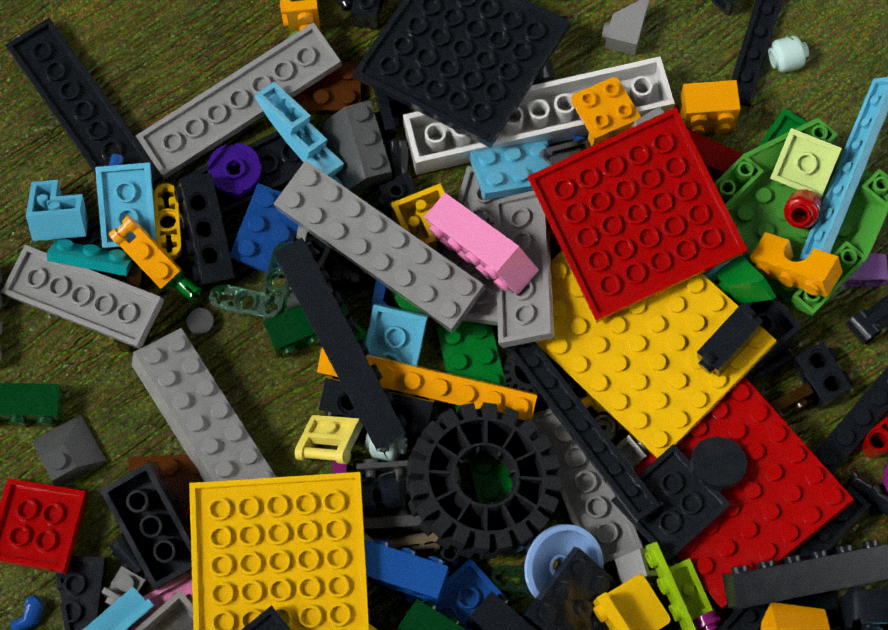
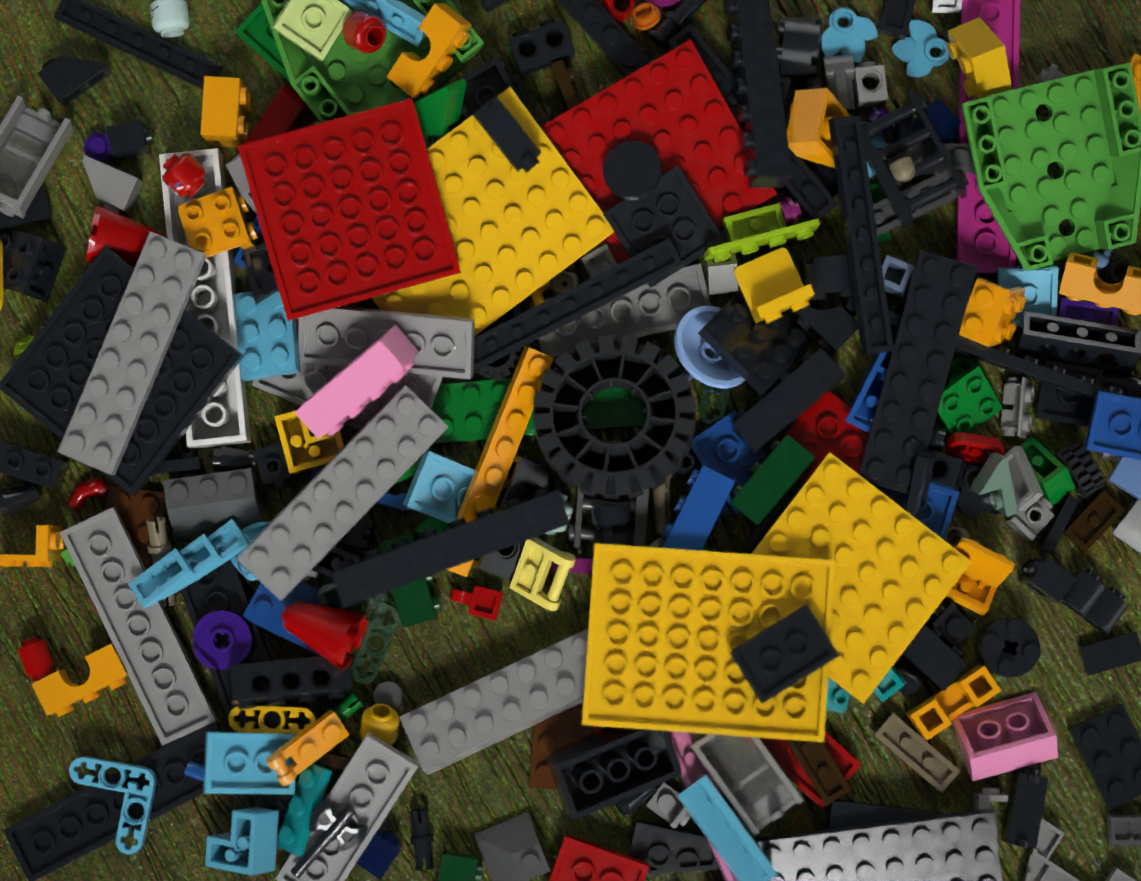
camera: 85 degrees left, 15 degrees up
(55, 332) = (379, 853): none -> clear blue brick
(71, 368) = (421, 839): none -> black pin
(74, 284) = (334, 827): none -> black piece
(89, 114) = (132, 794): none -> medium azure beam
(173, 315) = (381, 722): none -> yellow head
(174, 46) = (59, 693): none -> light orange arch
(201, 23) = (36, 658): none -> red brick
(251, 254) = (327, 630): none -> red cone
(296, 391) = (482, 603): none -> red plate
(310, 105) = (159, 546): none -> dark tan pin
(354, 43) = (85, 489): none -> red arm
(478, 54) = (132, 353): none -> light grey plate
(582, 39) = (118, 234): none -> red cone
(644, 75) = (184, 175): none -> red head
(659, 13) = (98, 147): none -> dark purple plate
(670, 36) = (130, 139): none -> black brick
(871, 467) = (646, 16): none -> orange plate

